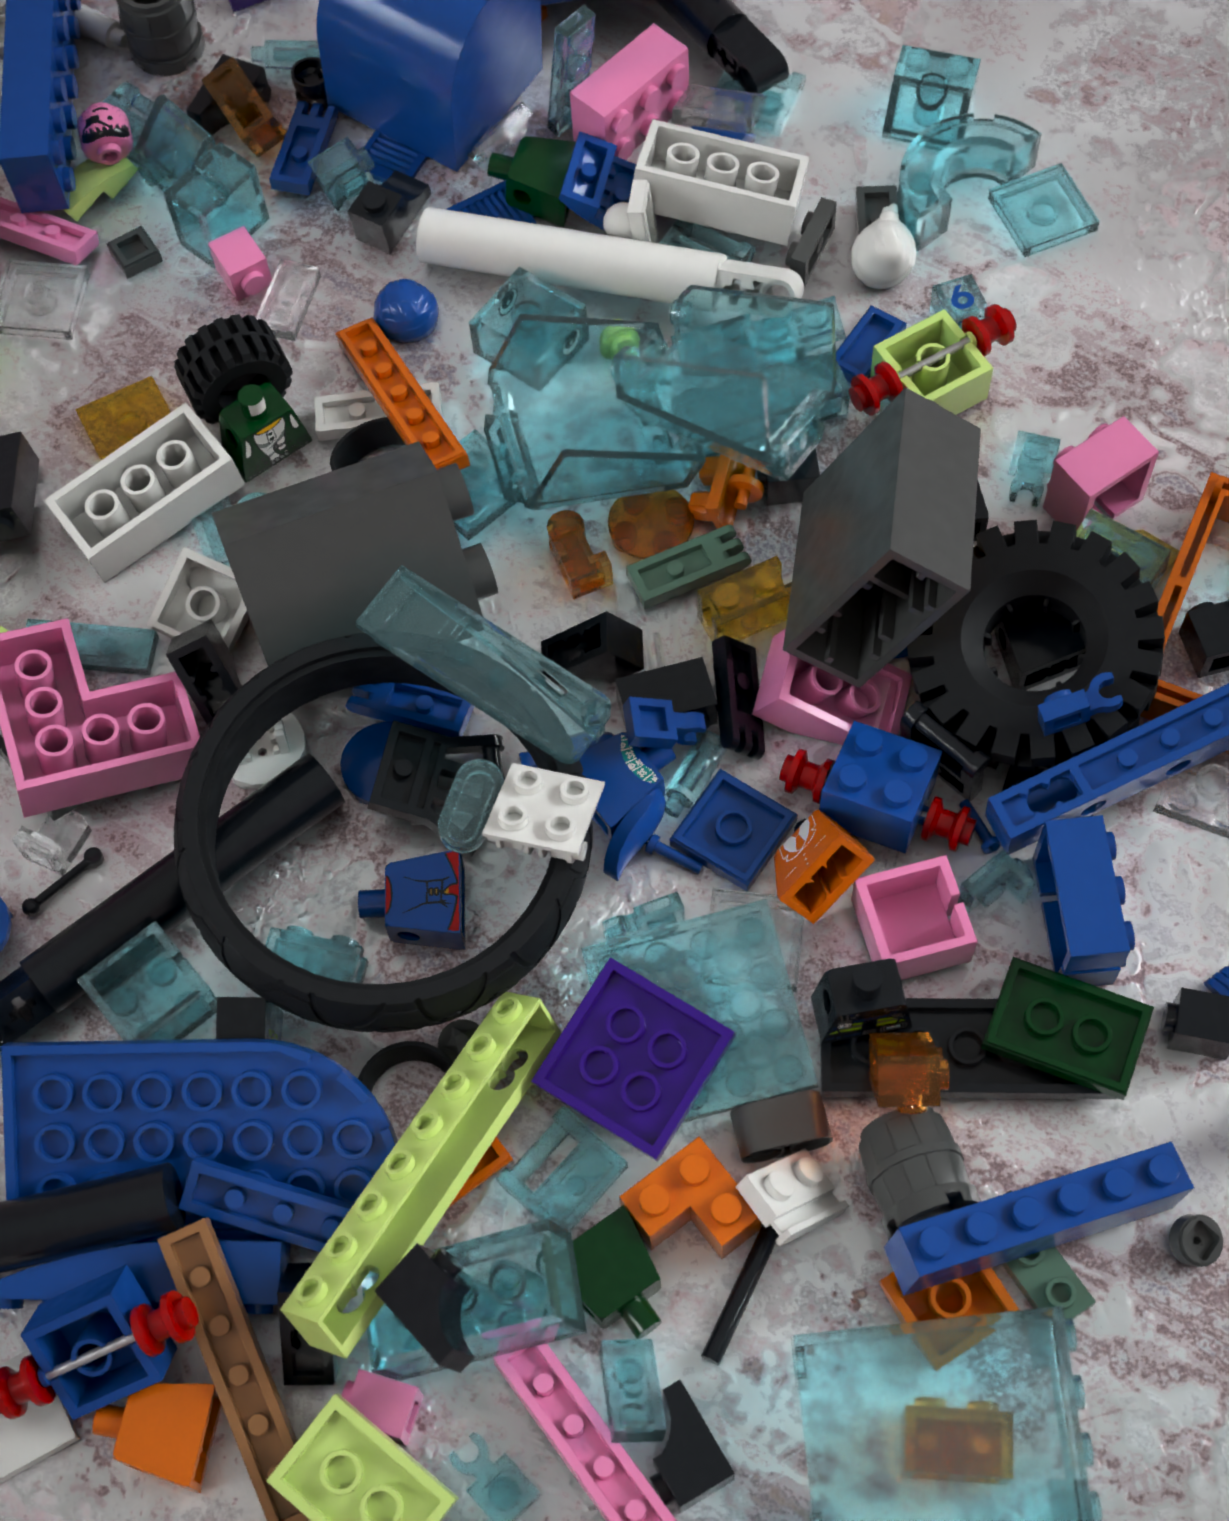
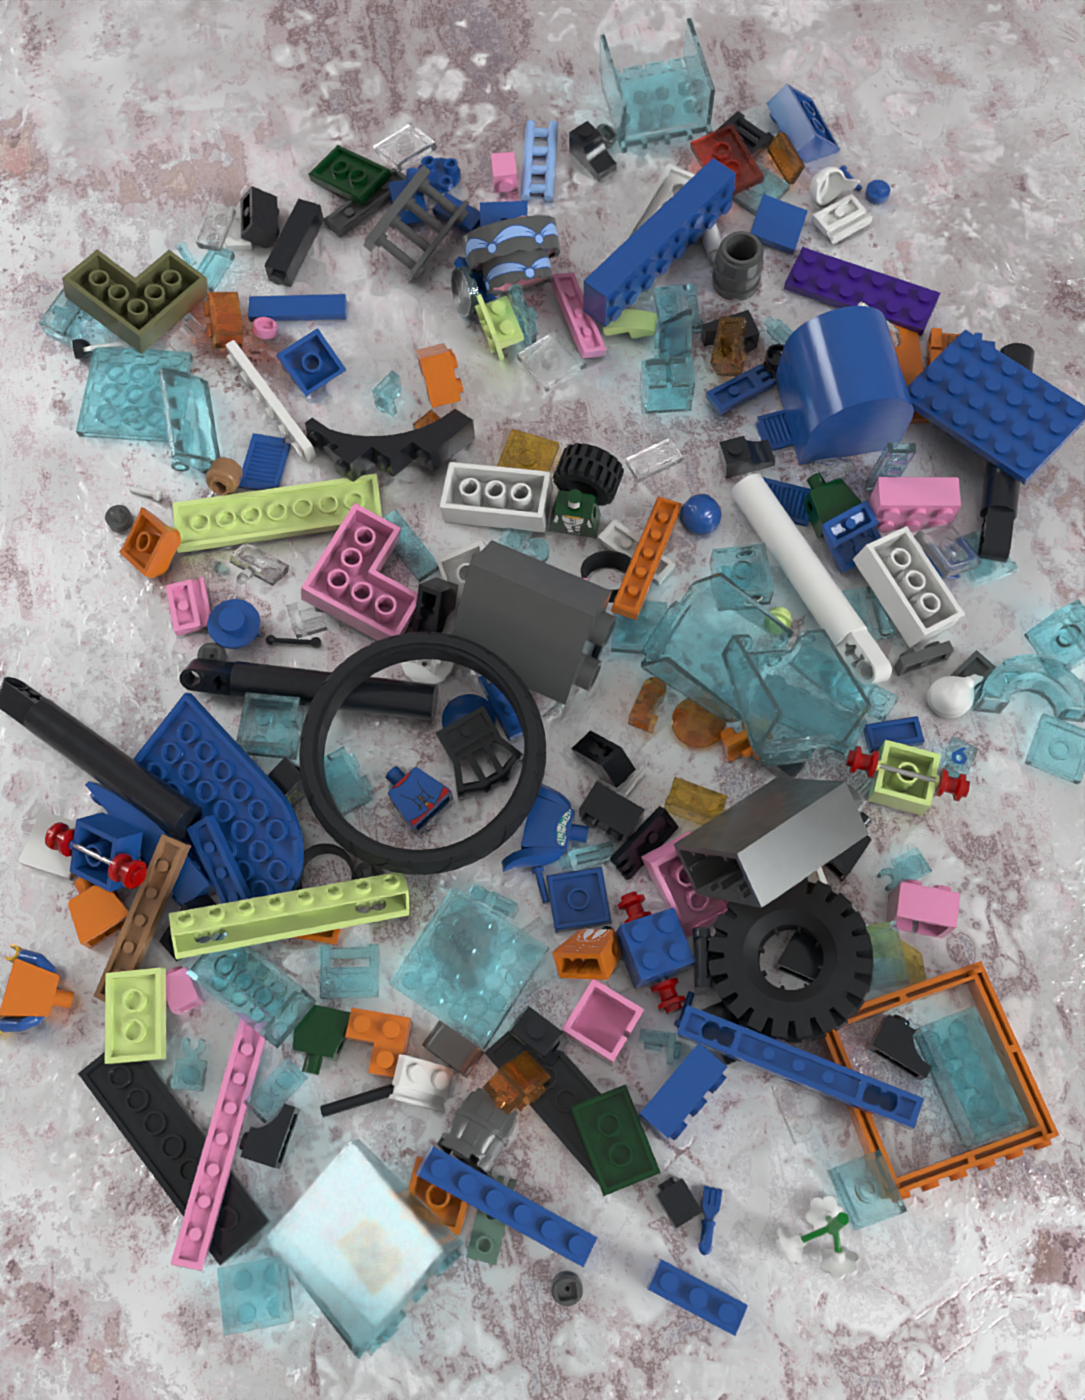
camera: 45 degrees right, 5 degrees up
(106, 132) = (653, 304): bright pink head -> none
(134, 252) = (614, 373): dark grey tile -> none
(240, 263) = (651, 423): bright pink brick -> none
(342, 171) = (742, 418): clear light blue window -> none
(428, 1301) = (225, 970): black arch -> none
(469, 805) = (458, 780): clear light blue tile -> none
(486, 666) = (529, 725): clear light blue piece -> none
(544, 812) = (483, 814): white hinge -> none
(633, 219) = (846, 568): white tile -> none
(634, 1059) = (420, 956): dark purple plate -> none
(656, 725) = (587, 820): blue plate -> none
(687, 566) = (690, 759): sand green hinge -> none
(1070, 709) = (761, 1002): blue plate -> none

